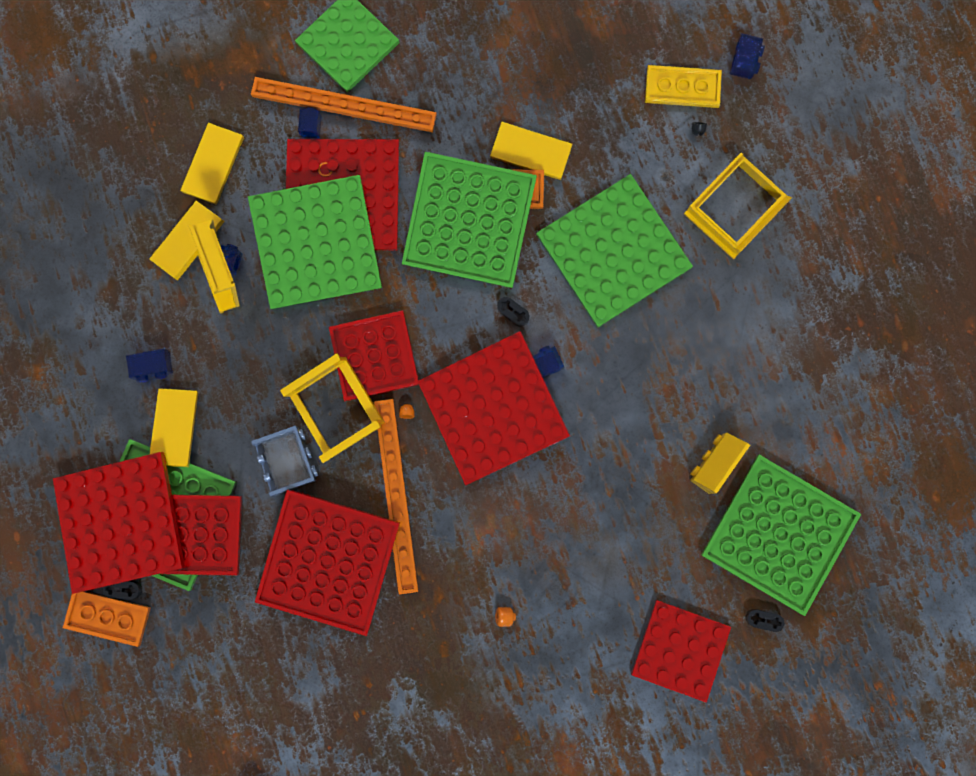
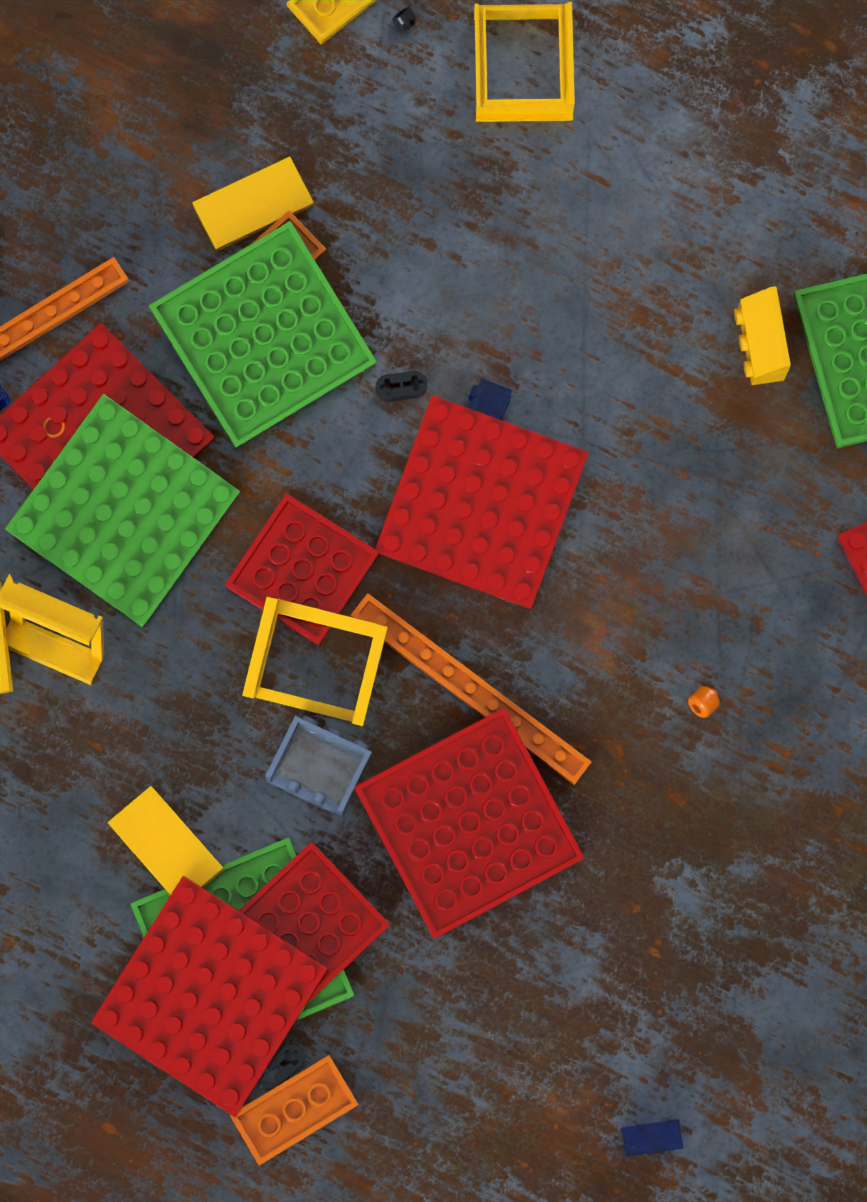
camera: 50 degrees left, 5 degrees down
(149, 364) = (73, 807): clear blue brick -> none
(406, 411) = (395, 593): orange hinge -> none
(614, 250) = (442, 226): bright green plate -> none

